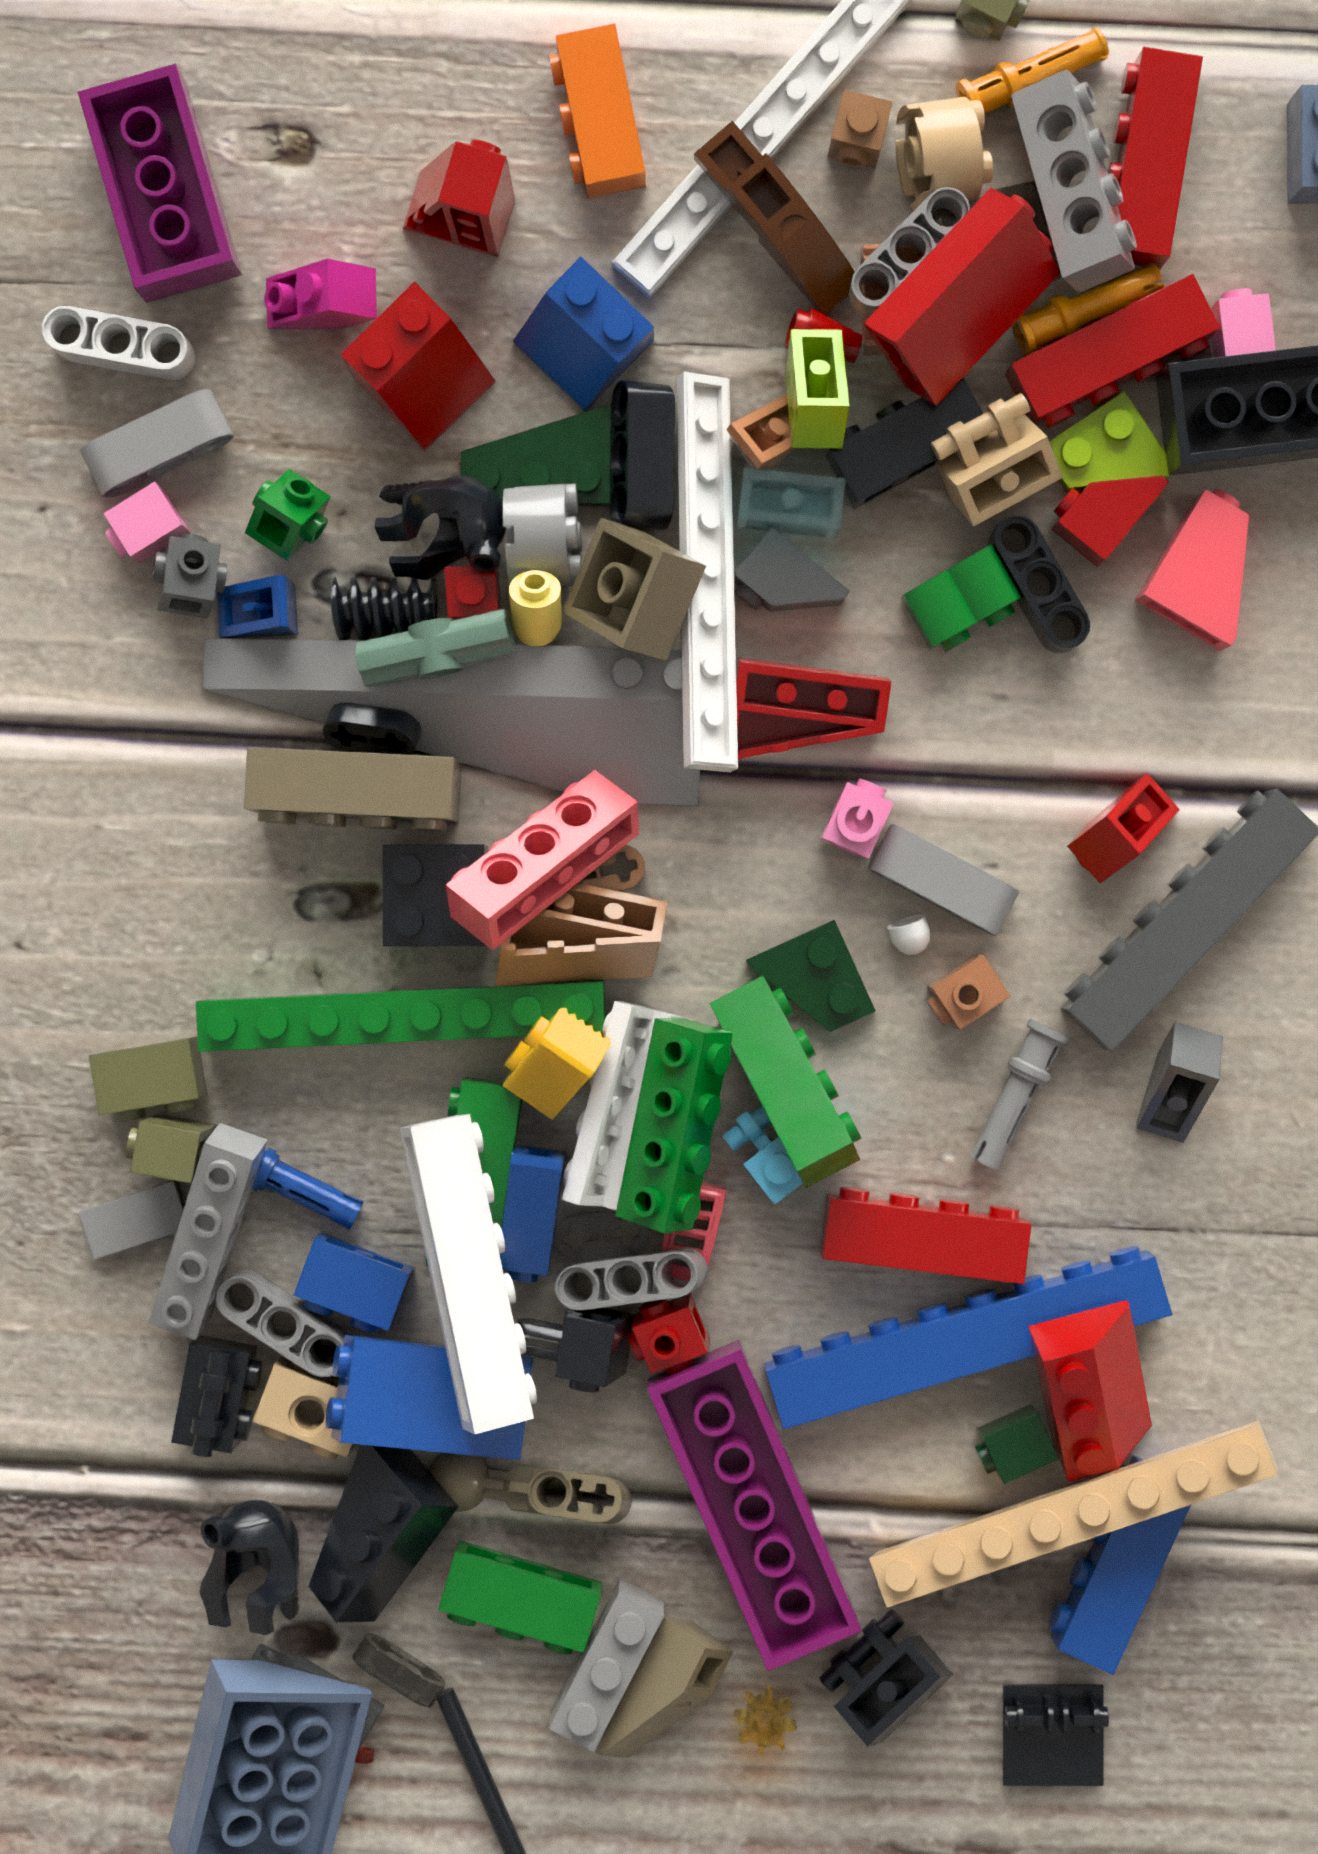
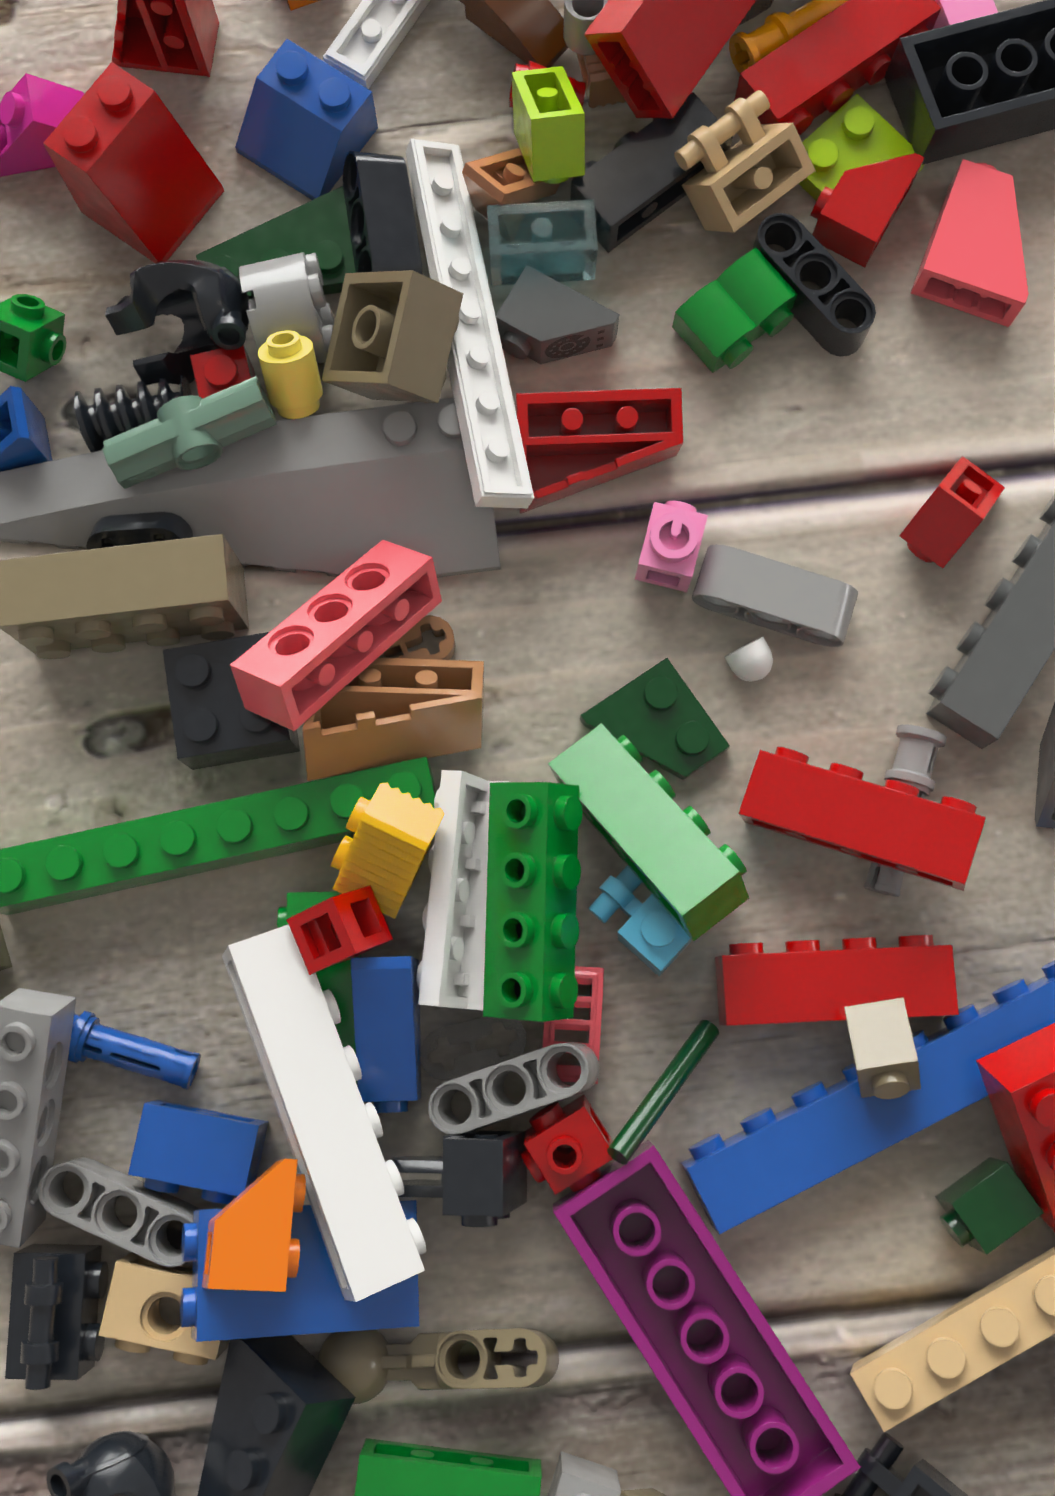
camera: 20 degrees left, 10 degrees down
(398, 1365) = (251, 1236): none -> orange slope
(505, 1127) = (339, 929): none -> red brick
(759, 1303) = (663, 1092): none -> dark green bar
(950, 1303) = (883, 1048): none -> brick
(966, 992) = (824, 707): nougat brick -> none
(975, 1101) = (863, 818): none -> red brick

